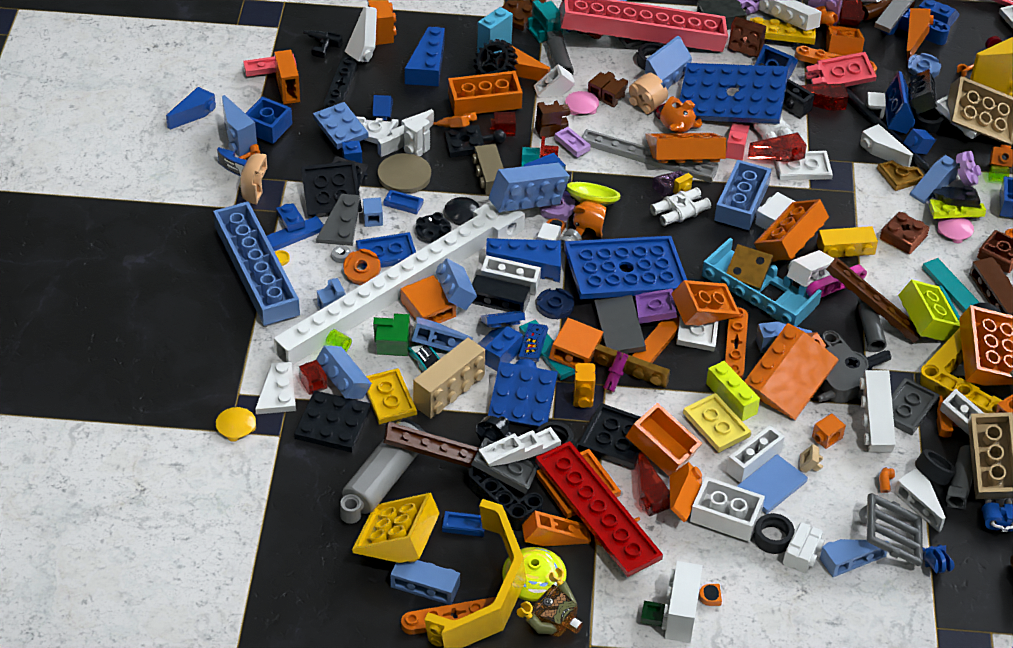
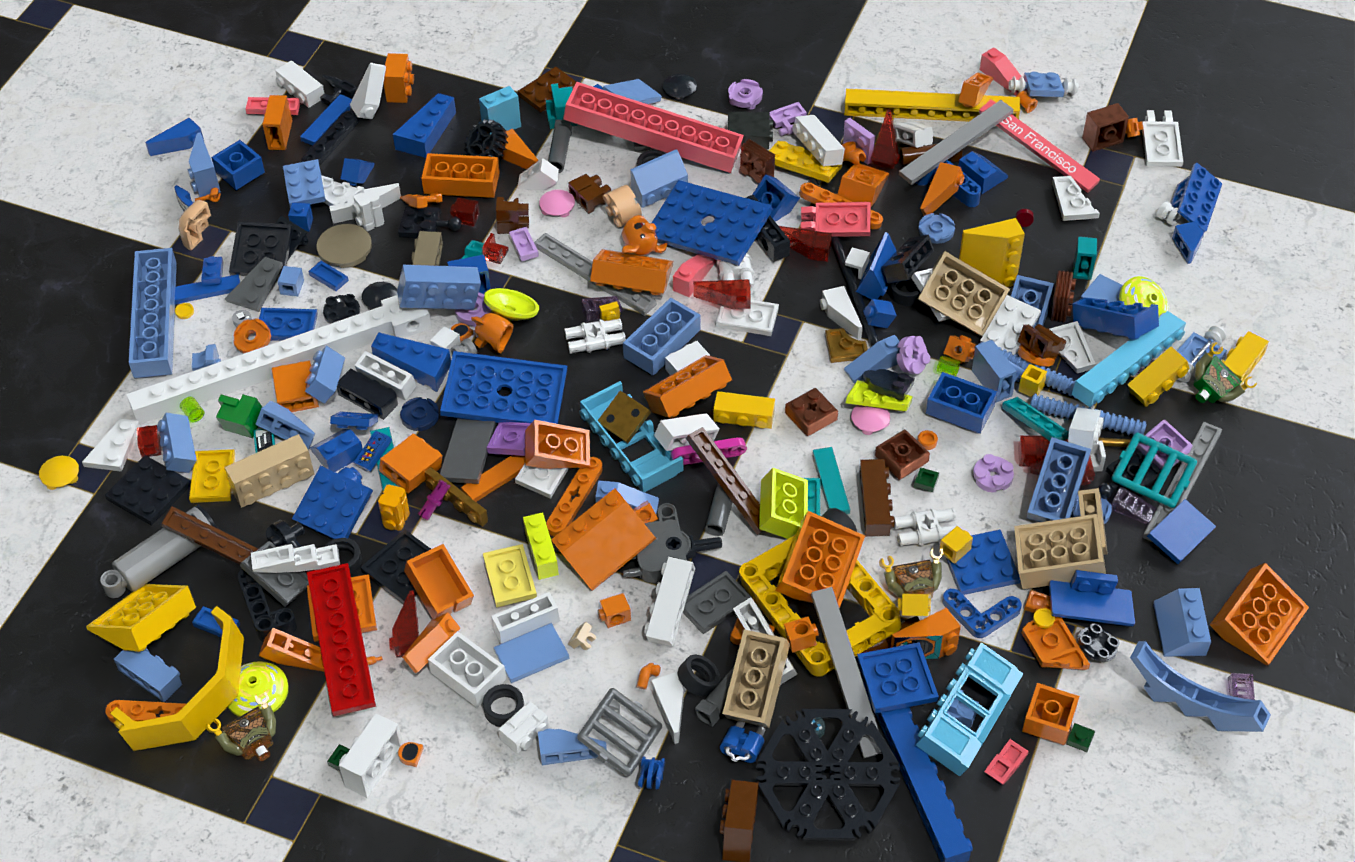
camera: 20 degrees right, 5 degrees up
(281, 38) = (299, 83): none -> white brick
(327, 69) = (326, 119): none -> blue tile

